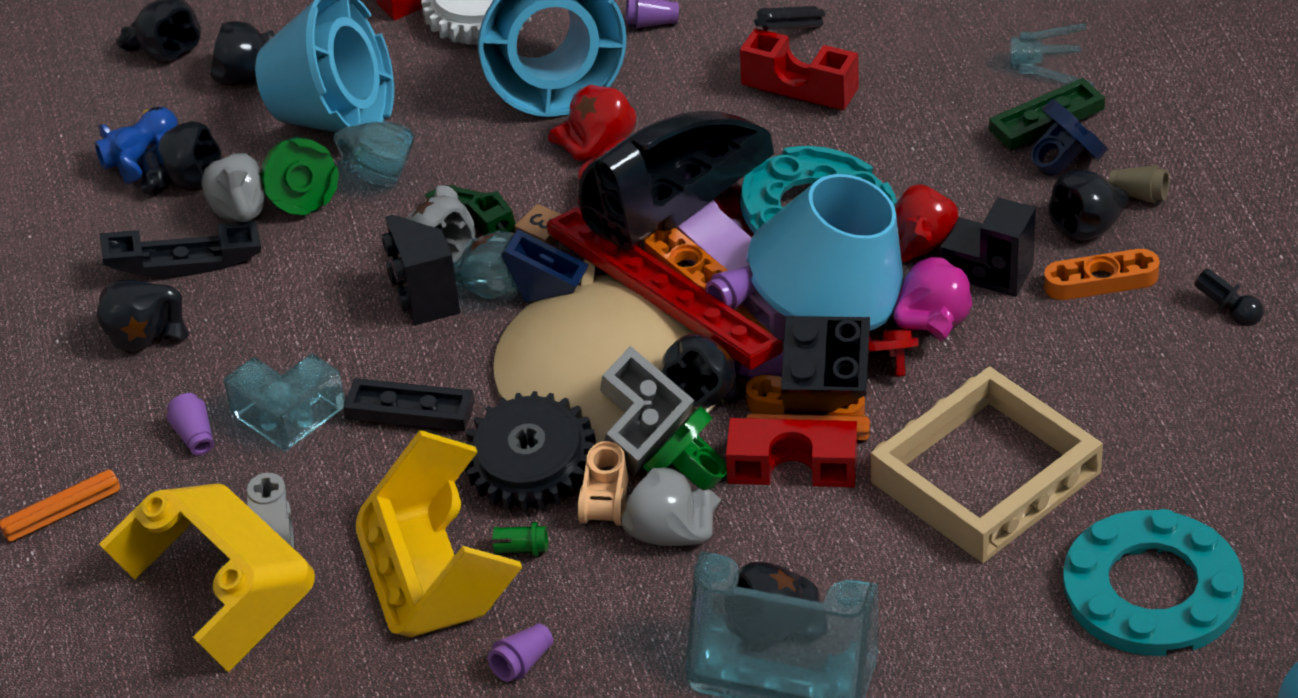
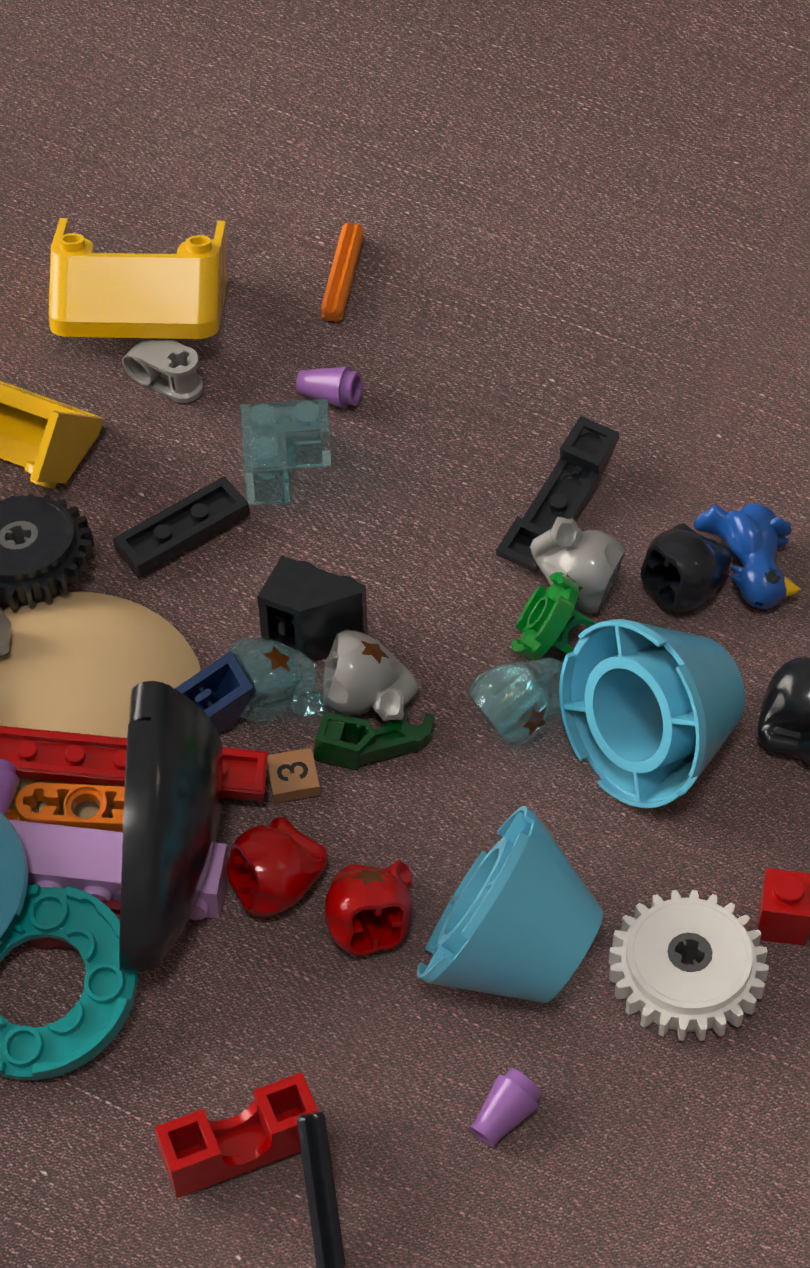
camera: 130 degrees right, 10 degrees up
(139, 312) = (492, 412): black piece -> none

